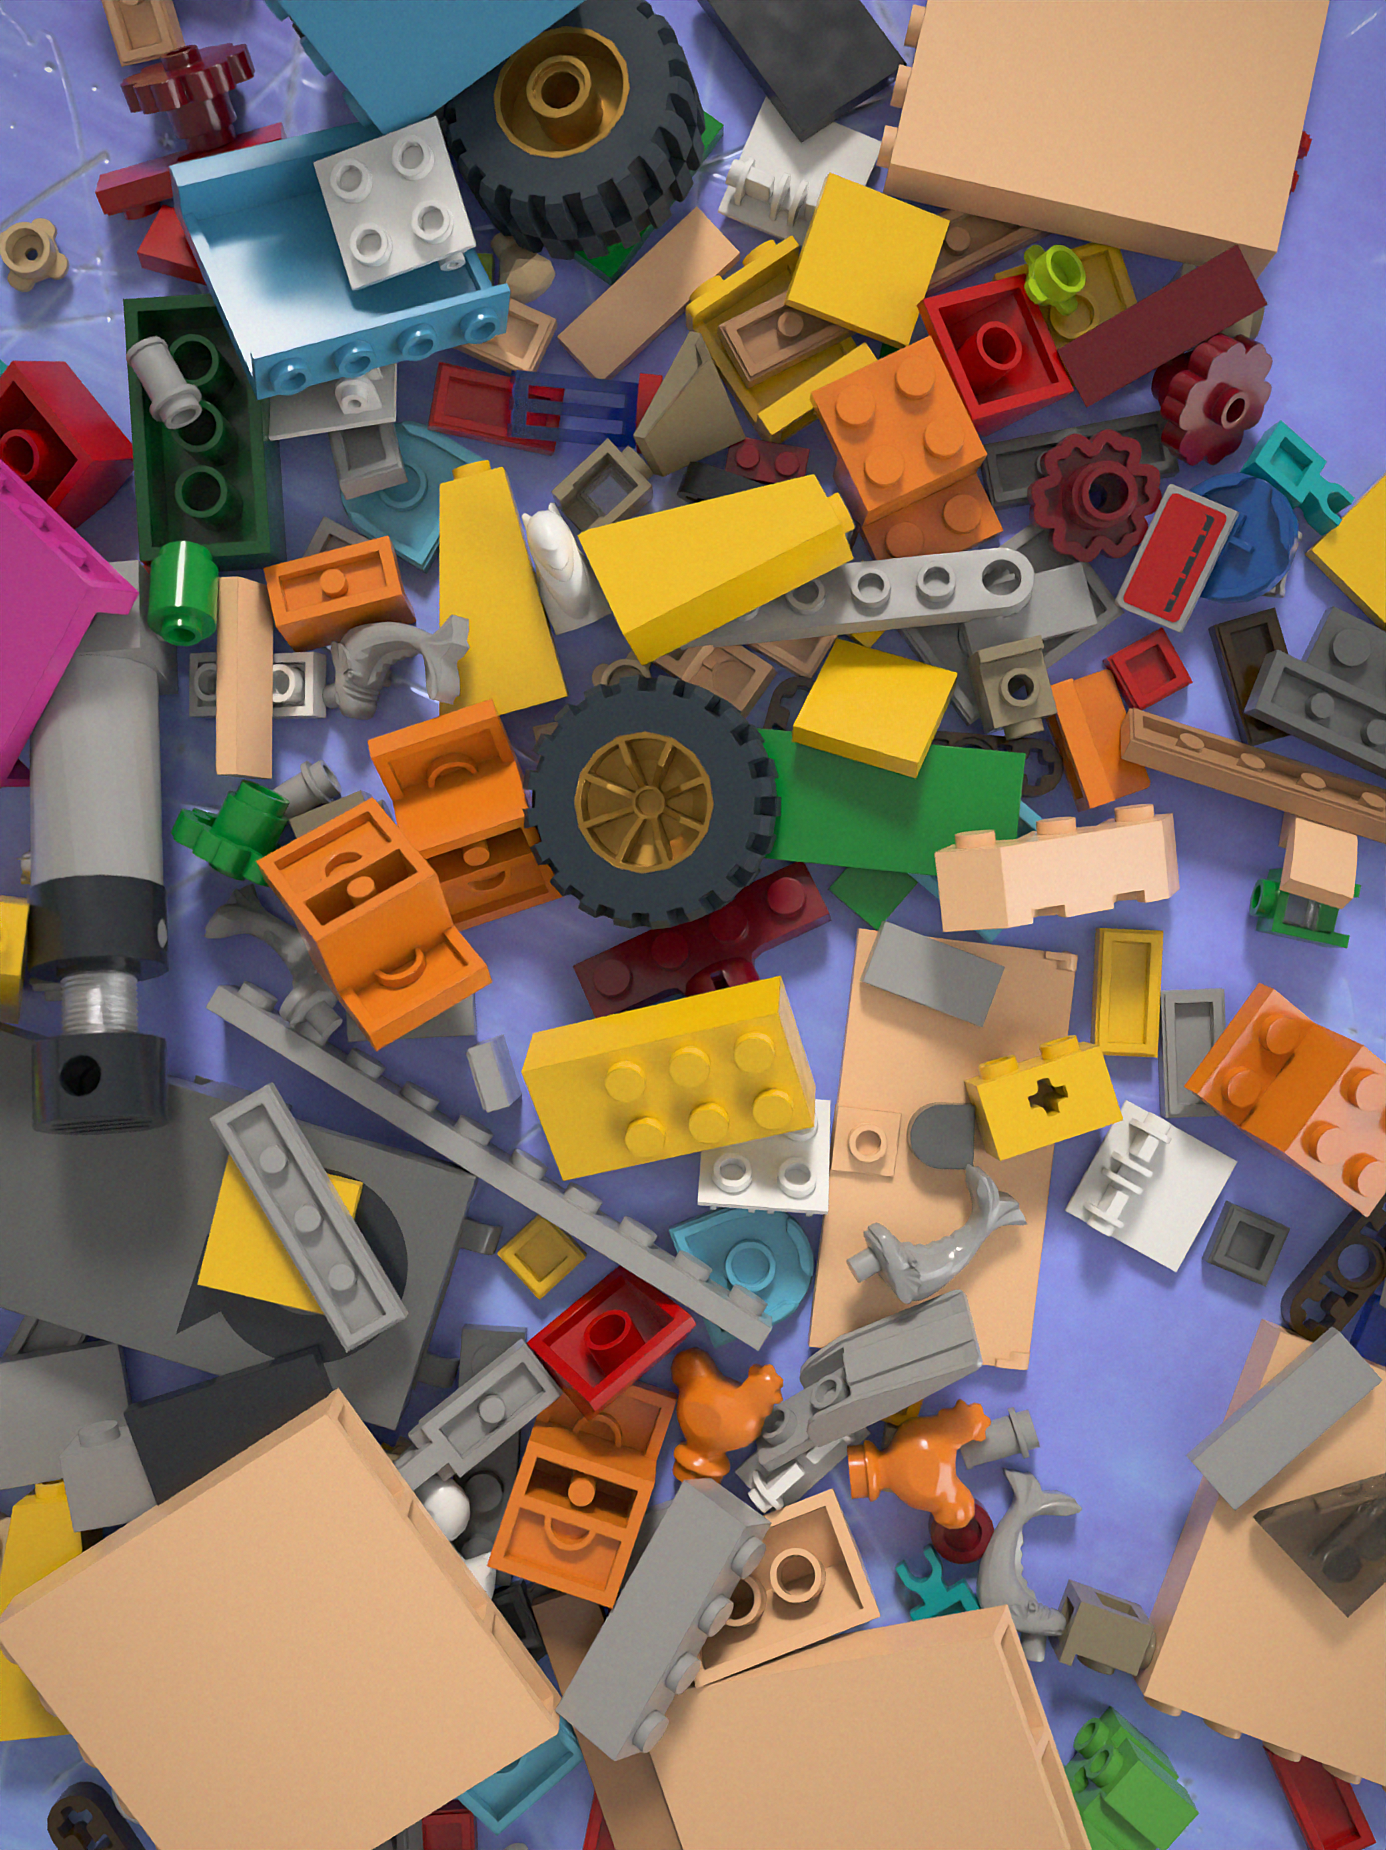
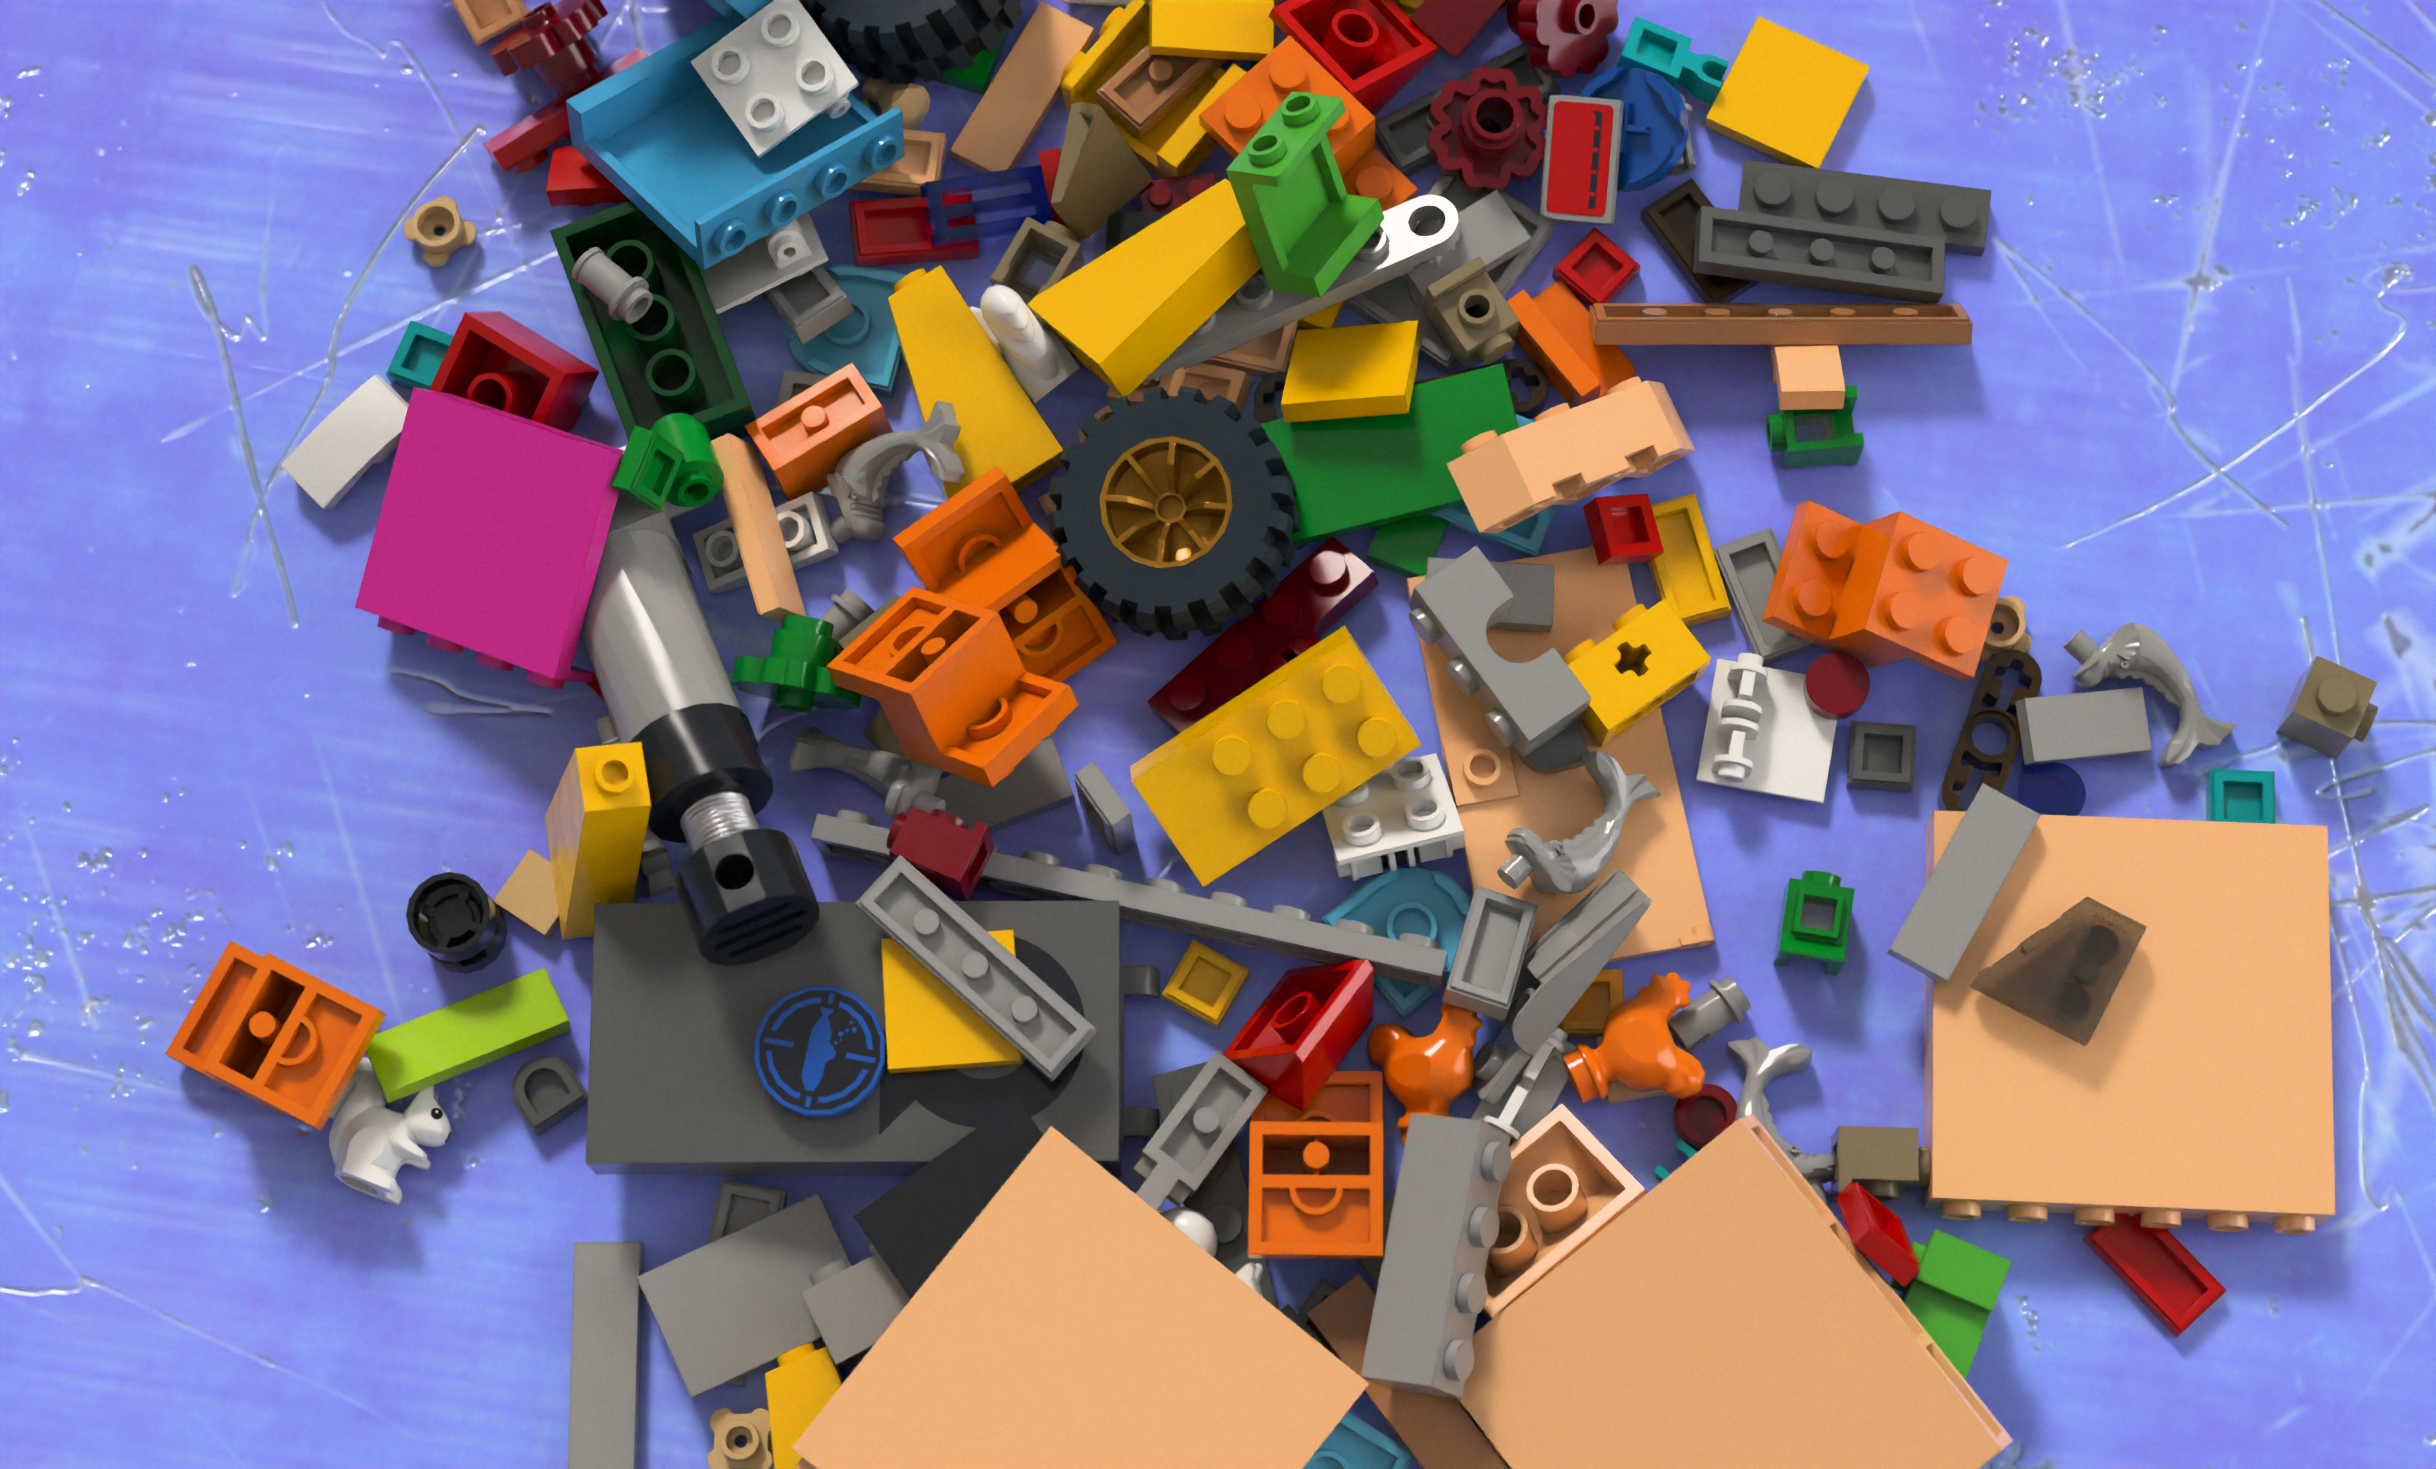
camera: 10 degrees left, 15 degrees down
(127, 605) = (647, 469): none -> green tile
(139, 1242) = (820, 1052): none -> tile
(315, 1074) = (942, 849): none -> dark red brick
(813, 1334) = (1490, 953): none -> light grey tile
(878, 523) = (1297, 200): none -> bright green panel
(930, 1107) = (1523, 700): none -> light grey arch
(1083, 953) = (1623, 529): none -> red plate
(1083, 1738) = (1878, 1233): none -> red tile
(1126, 1389) = (1815, 920): none -> green window
(1230, 1169) = (1836, 685): none -> dark red tile

